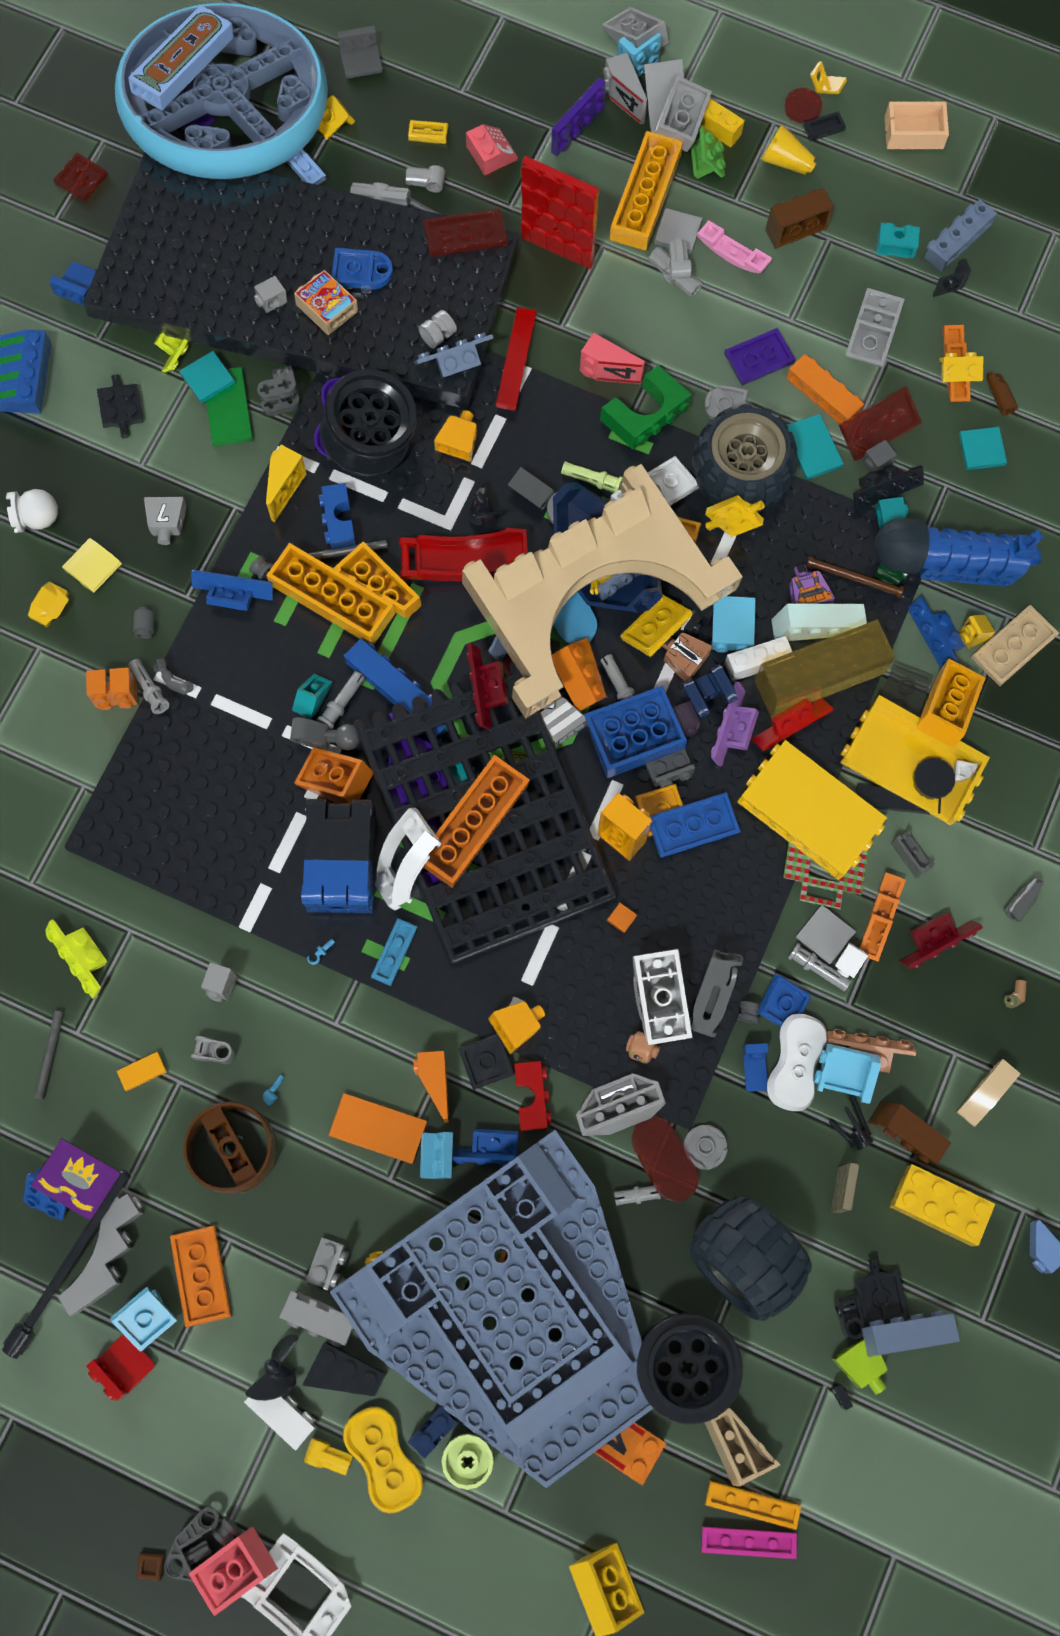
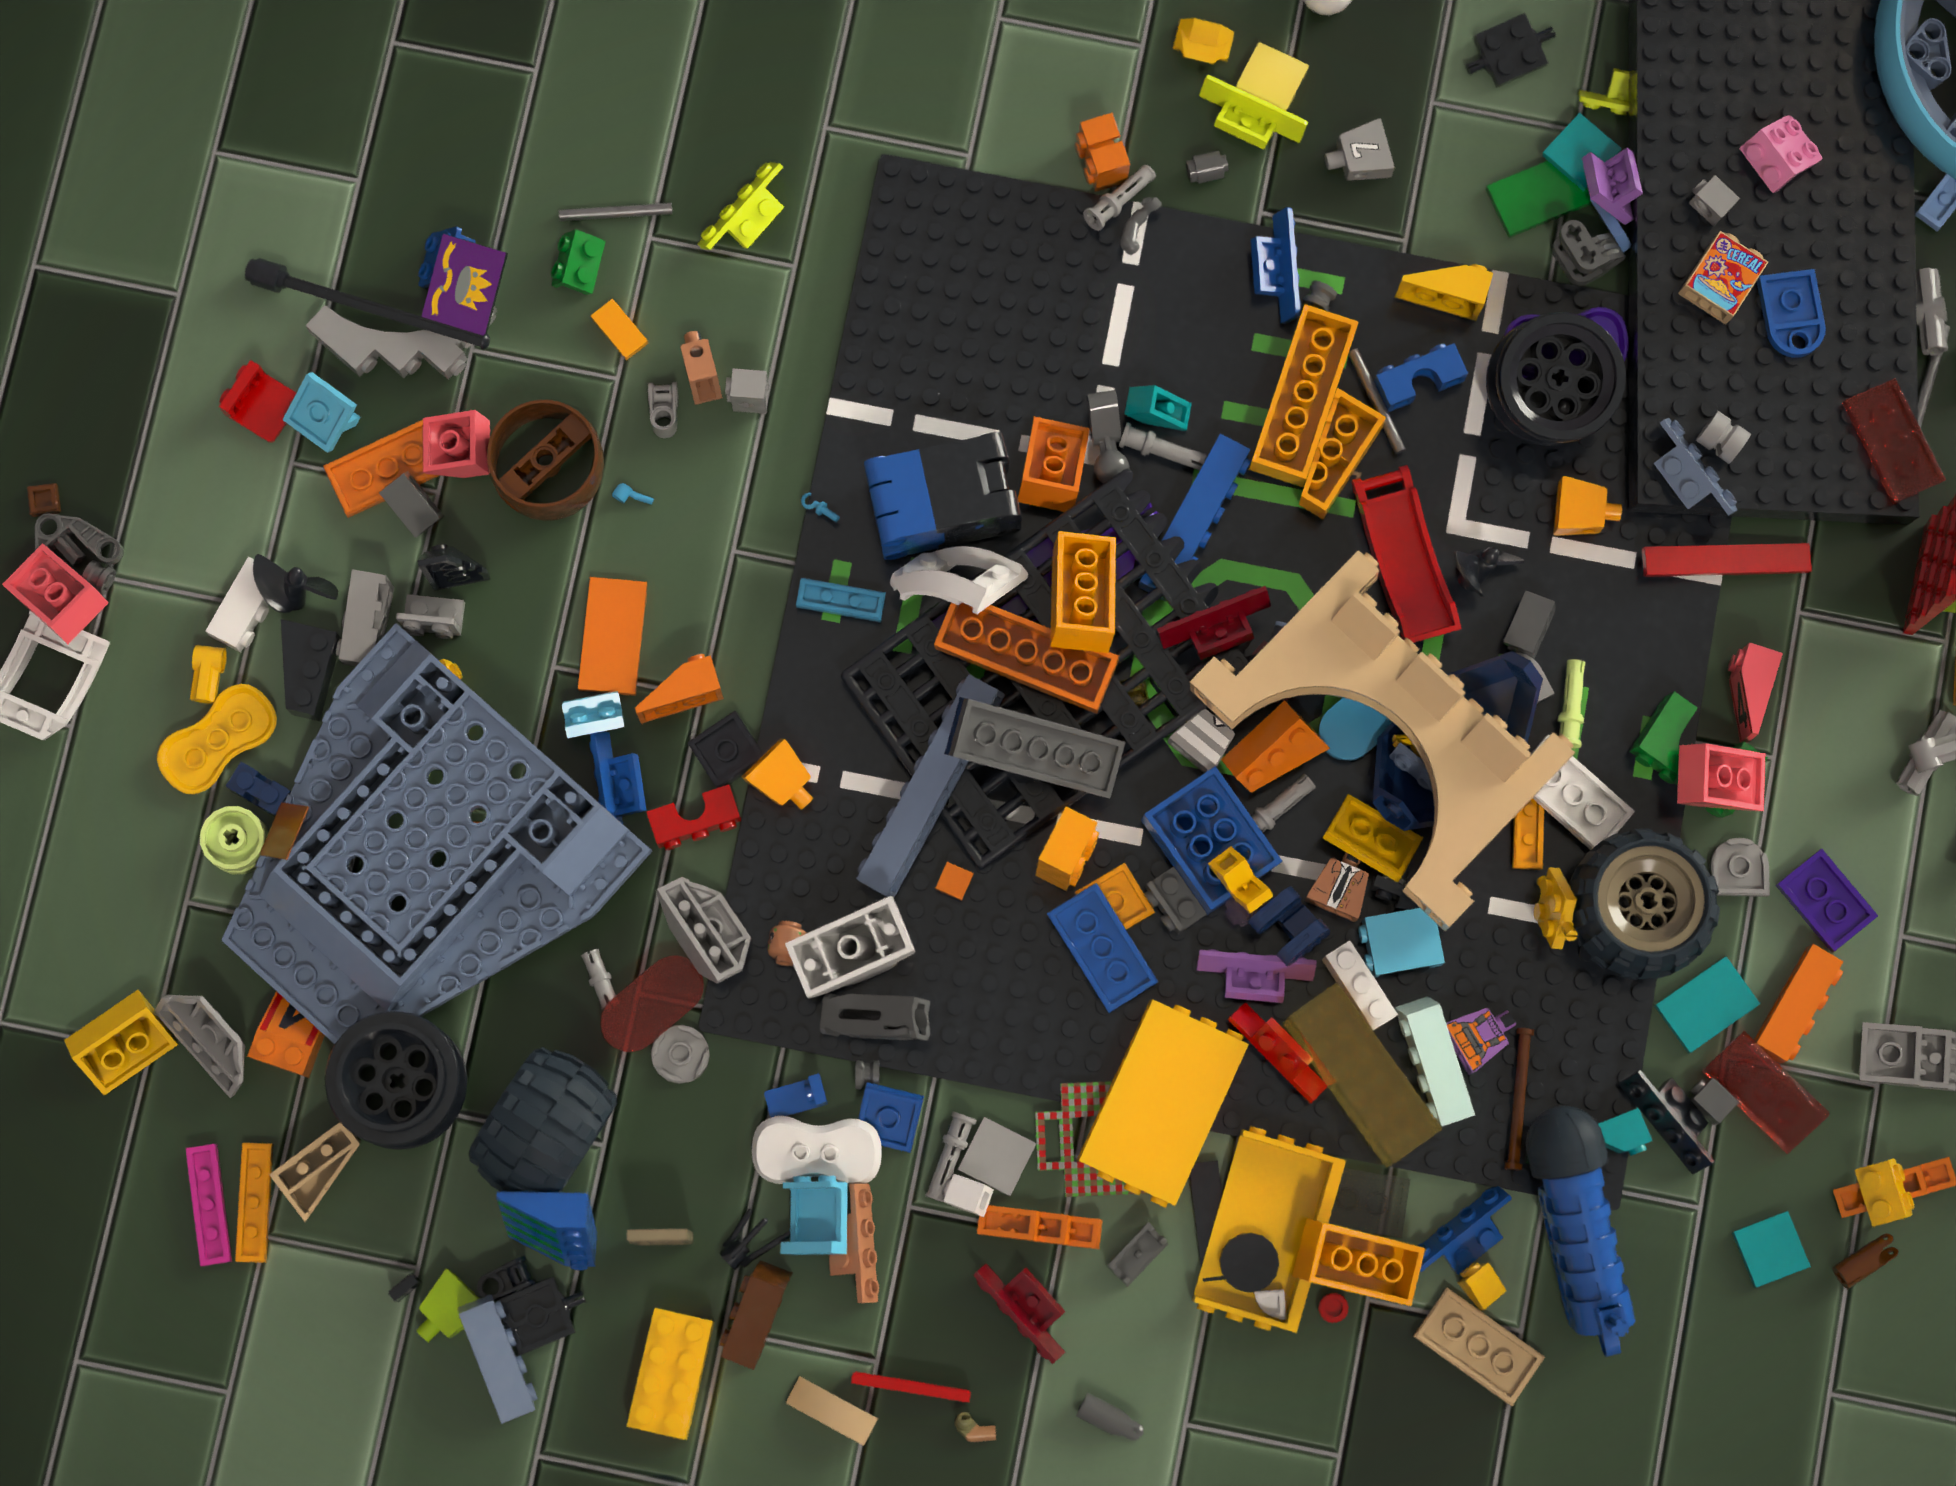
camera: 75 degrees right, 5 degrees up
(80, 1091) = (577, 261): none -> green bracket
(114, 585) = (1250, 116): none -> neon yellow bracket
(190, 1015) = (700, 368): none -> nougat torso
(198, 1216) = (456, 444): none -> coral slope
(236, 1261) = (411, 504): none -> dark grey hinge
(237, 355) = (1613, 183): none -> medium lavender bracket
(249, 247) = (1780, 152): none -> bright pink bracket
(262, 369) = (1613, 227): none -> medium blue tile
(294, 1240) = (450, 568): none -> black wedge
(442, 767) = (1083, 592): none -> light orange brick
(474, 1416) = (284, 831): none -> dark orange piece
(546, 830) = (1034, 747): none -> dark grey piece
(552, 915) = (920, 800): none -> sand blue brick
(620, 1516) = (206, 1038): none -> light grey wedge
(668, 393) = (1721, 777): none -> coral slope
(672, 715) = (1239, 879): none -> yellow slope
(825, 1266) = (552, 1224): none -> blue slope
(974, 733) = (1333, 1308): none -> red tile
(980, 1032) = (911, 1386): none -> red tile

